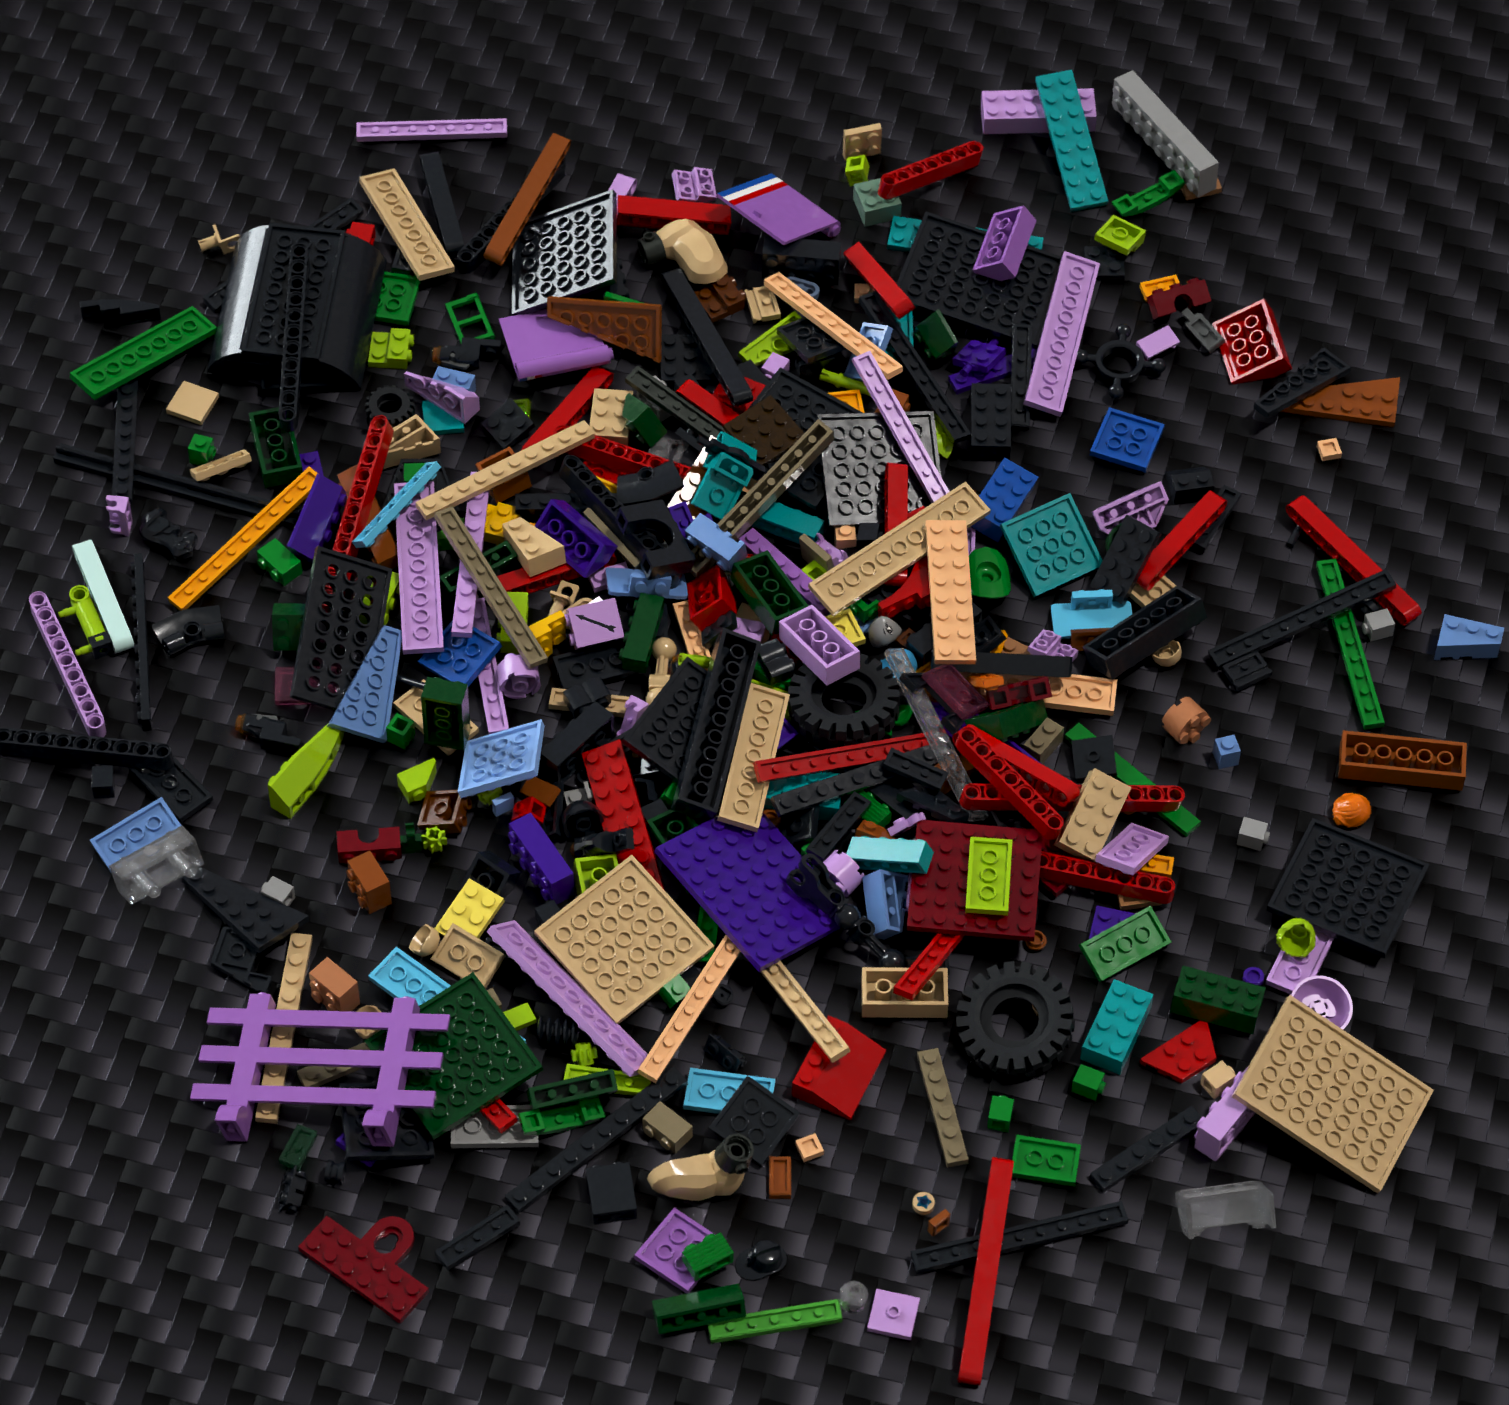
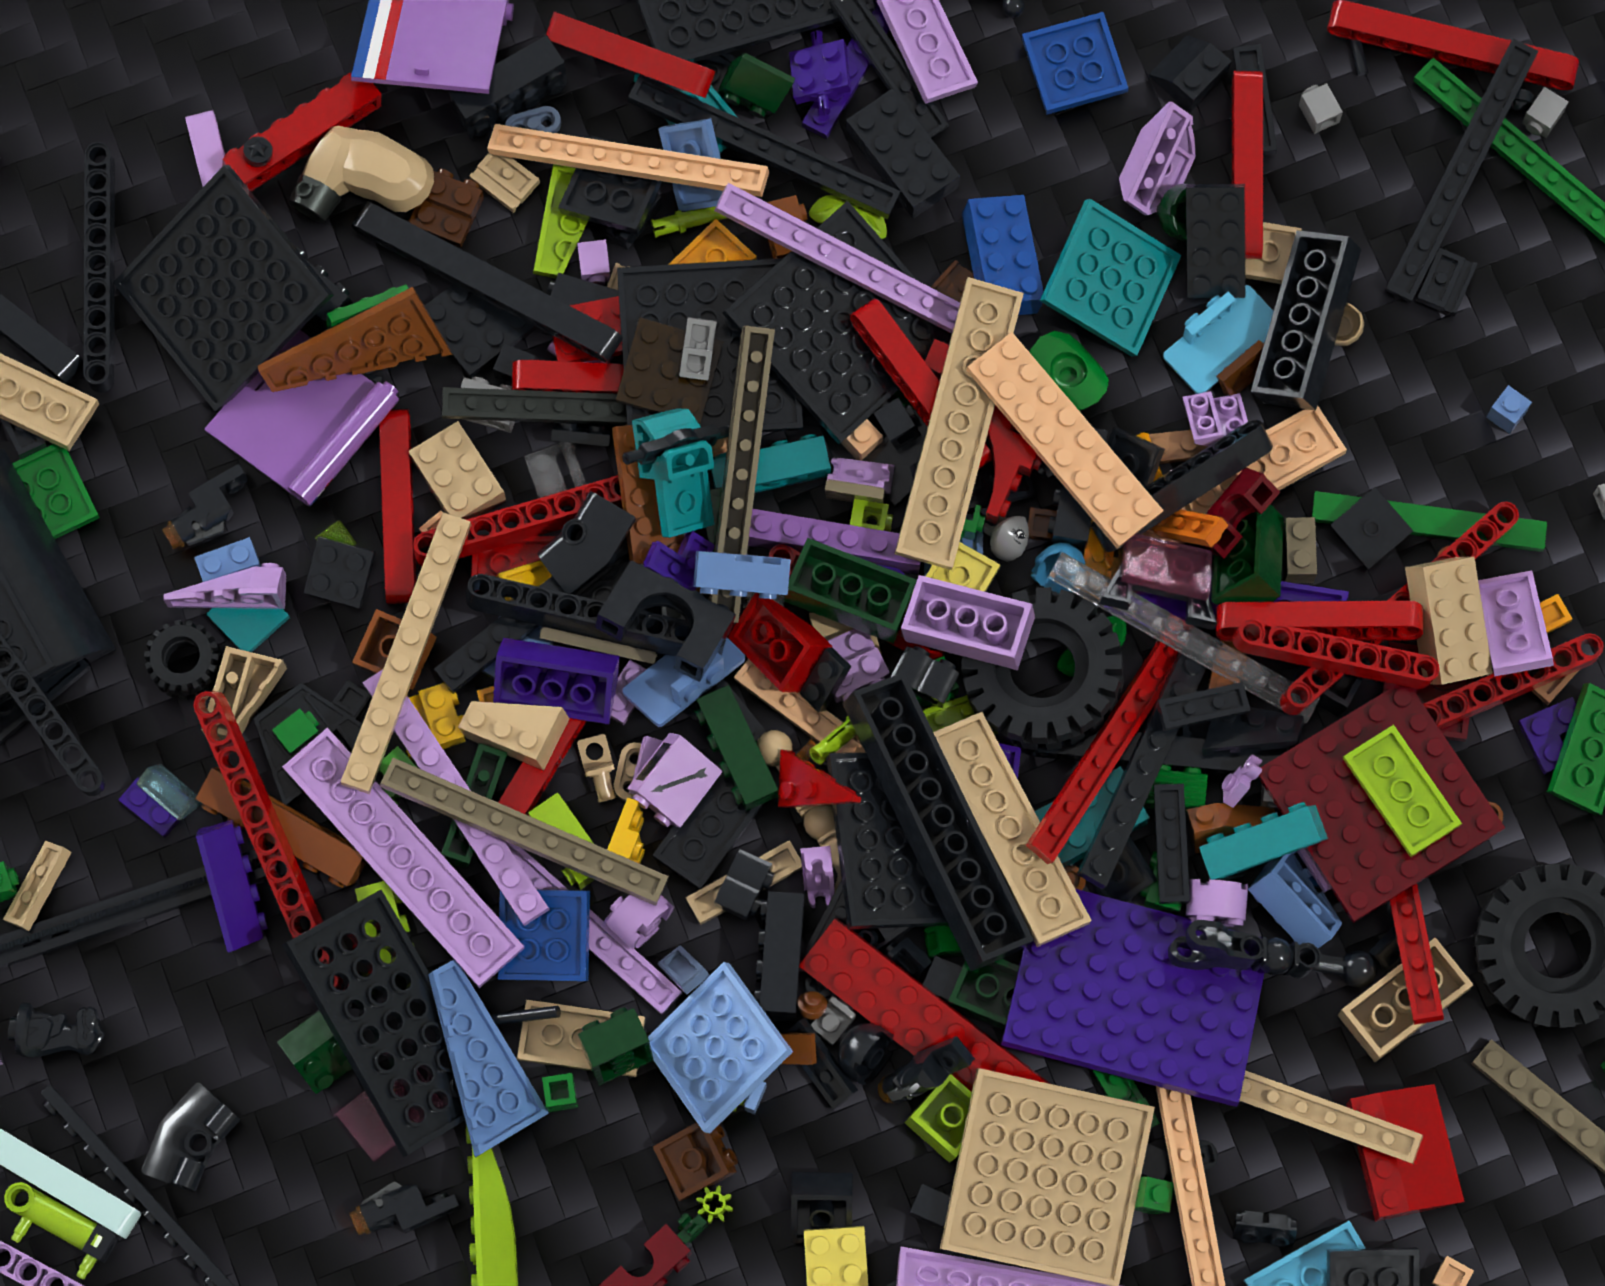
camera: 35 degrees left, 20 degrees up
(243, 541) = (159, 970): light orange plate -> none
(275, 449) = (95, 823): dark green brick -> none
(279, 562) = (217, 967): green brick -> none
(327, 463) = (168, 791): none -> clear light blue slope
(391, 349) = (107, 567): lime plate -> none
(398, 502) = (315, 798): medium azure plate -> none
(417, 780) = (631, 1142): lime slope -> none
(481, 317) = (181, 439): green window -> none
(518, 717) = (683, 969): none -> sand blue tile
(527, 199) = (111, 240): dark orange beam -> none
(529, 805) = (791, 1089): red brick -> none
(541, 859) = (864, 1141): dark purple brick -> none
(572, 780) = (812, 1005): none -> dark orange plate
(639, 202) = (258, 151): none -> black tile
(642, 421) = (503, 458): dark green slope -> none
(662, 667) = (806, 786): none -> red wing
(694, 185) = (286, 67): lavender slope -> none
(788, 427) = (698, 348): none -> light grey slope
(861, 289) = (610, 77): light nougat plate -> none
(1185, 721) = (1440, 405): nougat brick -> none
(1248, 544) = (1320, 107): none -> light grey brick

